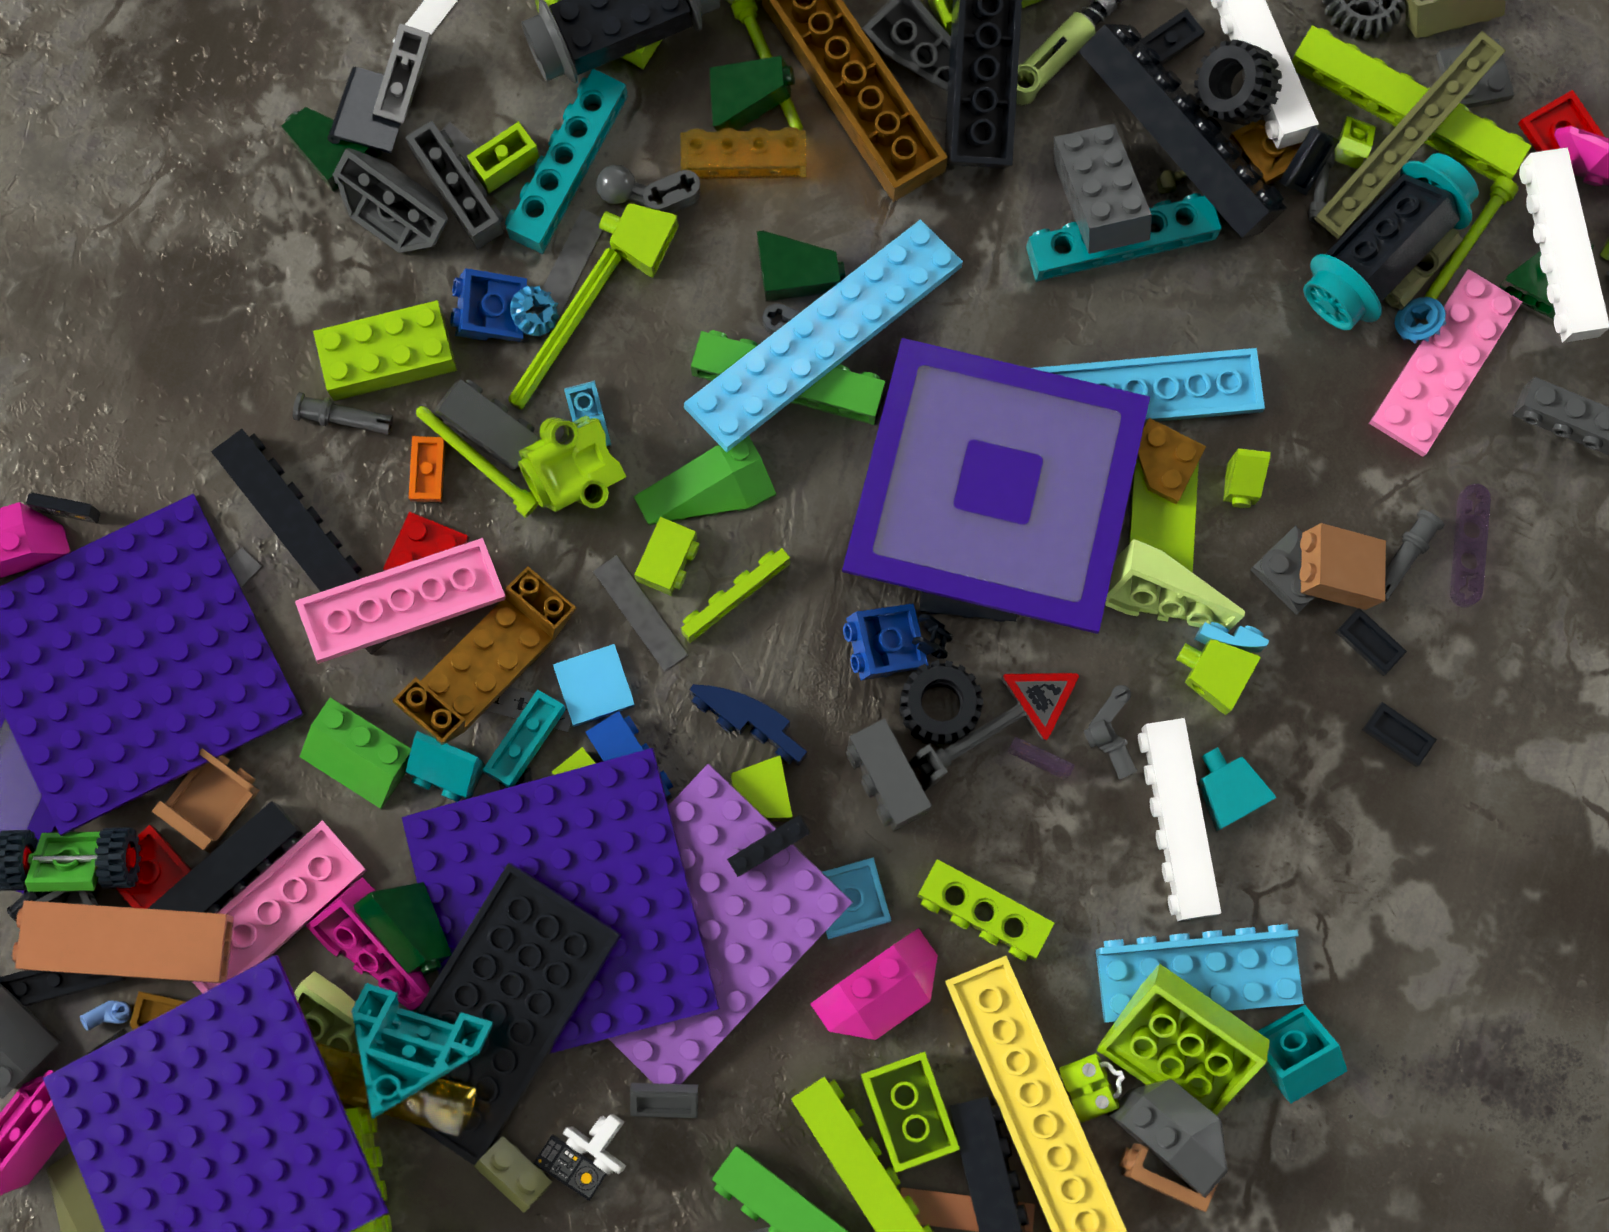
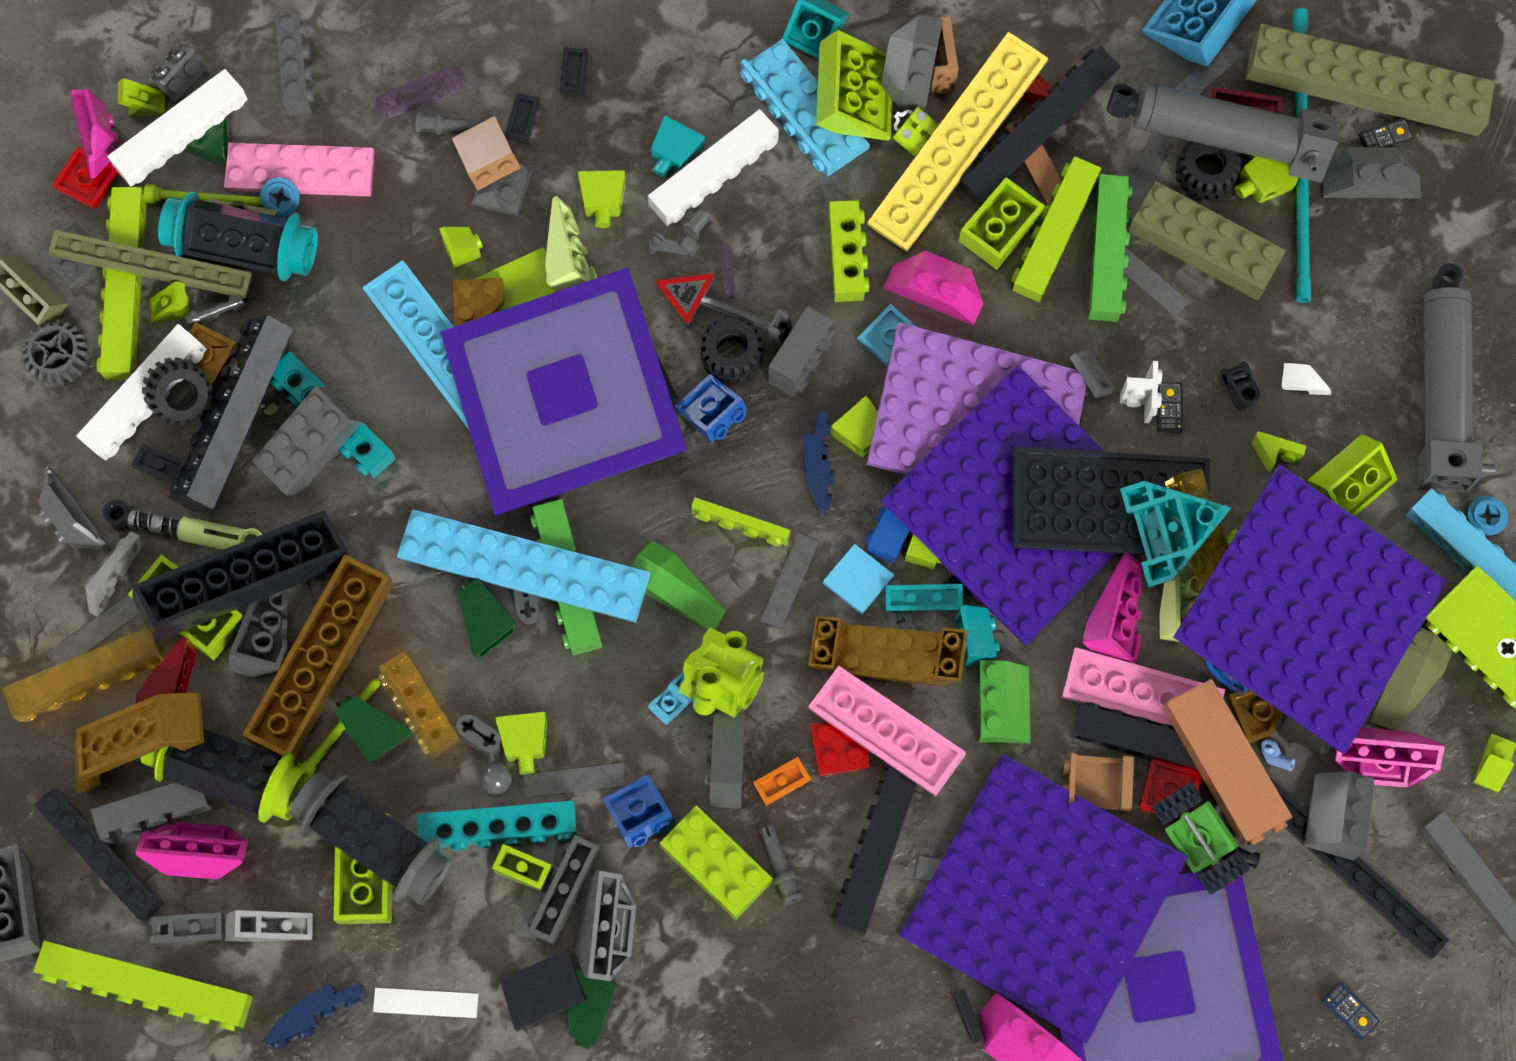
camera: 120 degrees left, 5 degrees down
(402, 73) = (501, 983): light grey slope -> none
(406, 926) = (1094, 591): dark green slope -> none
(513, 1174) = (1199, 431): olive bracket -> none
(523, 499) = (761, 701): lime piece -> none
(530, 323) = (623, 786): dark azure gear -> none
(564, 328) = (622, 752): lime axle -> none
(667, 556) = (742, 581): lime brick -> none
(769, 845) = (897, 388): black piece -> none
(937, 630) = (682, 380): black piece -> none
(1245, 638) = (573, 196): medium azure slope -> none
(1309, 161) = (205, 321): black tile -> none

